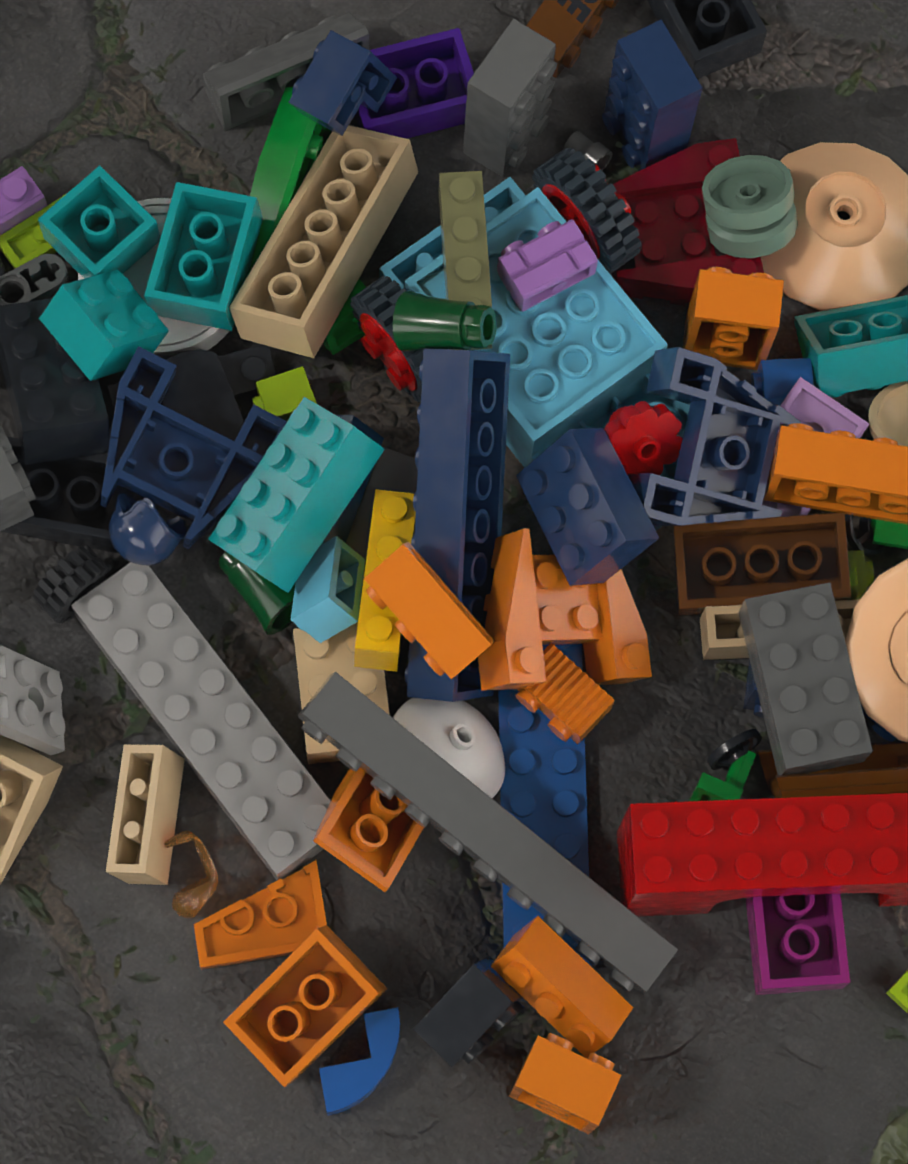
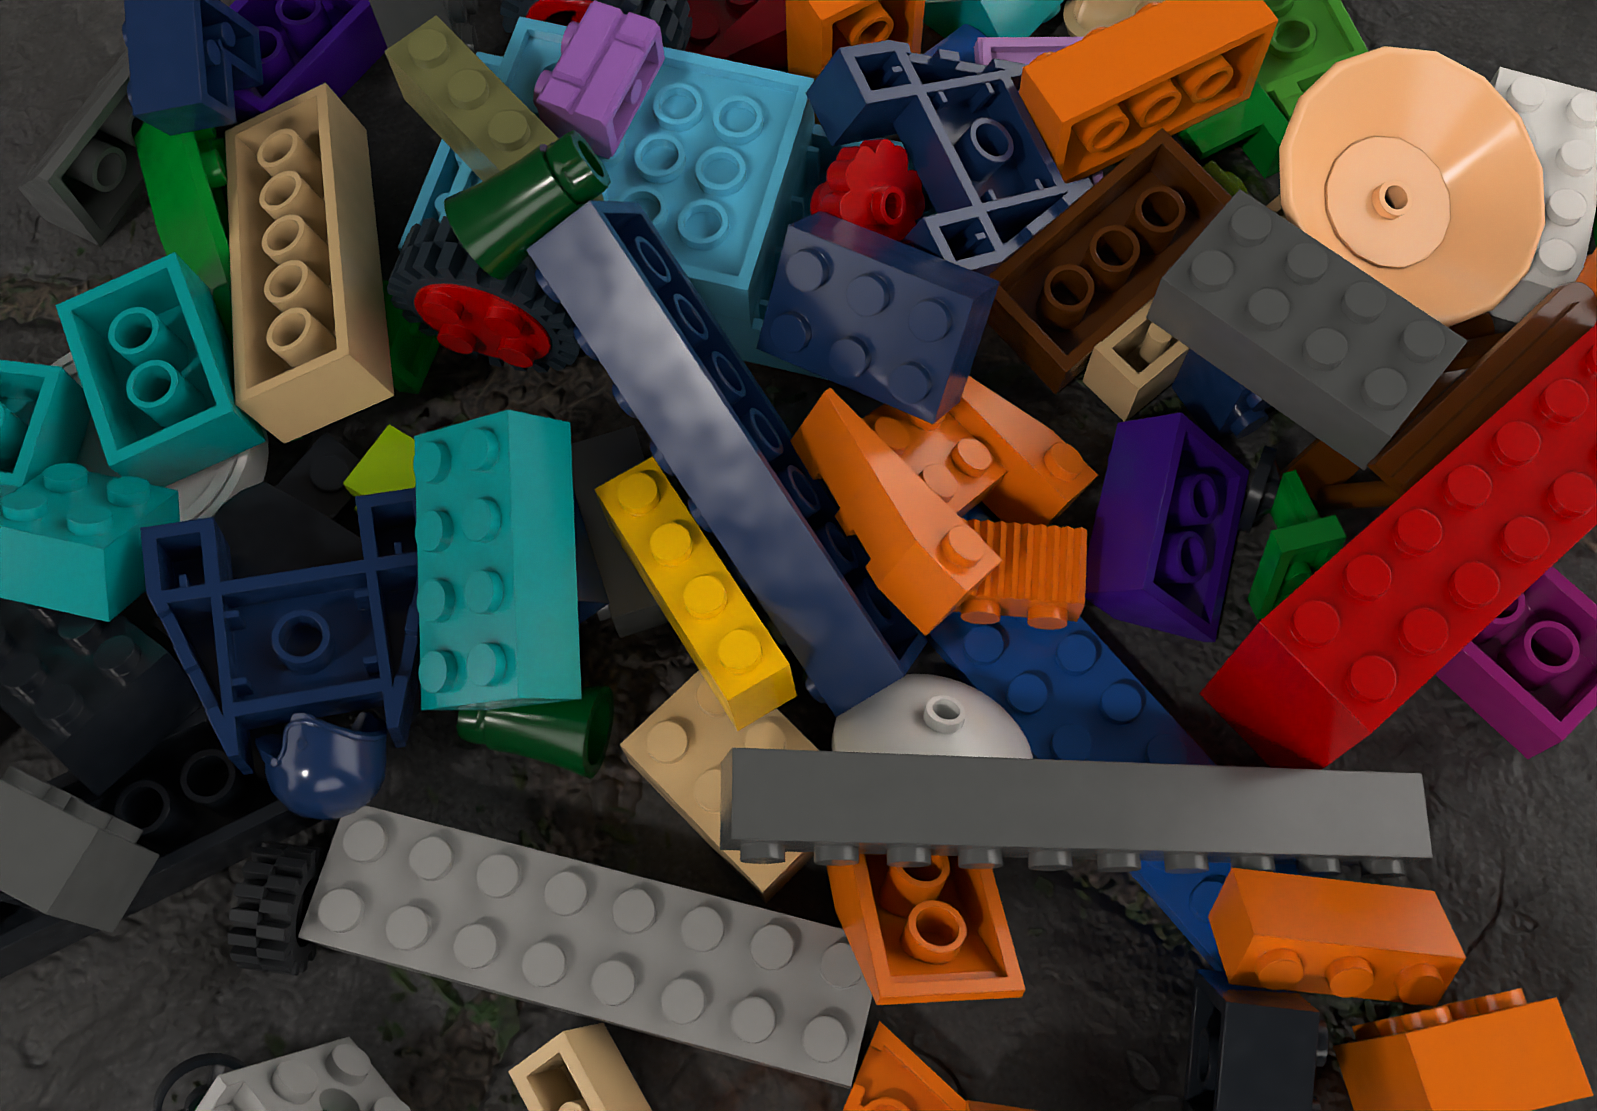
camera: 30 degrees left, 5 degrees down
(329, 591) = (633, 660): medium azure brick -> none
(427, 611) = (791, 578): orange brick -> none
(668, 732) = (1165, 527): none -> dark purple slope

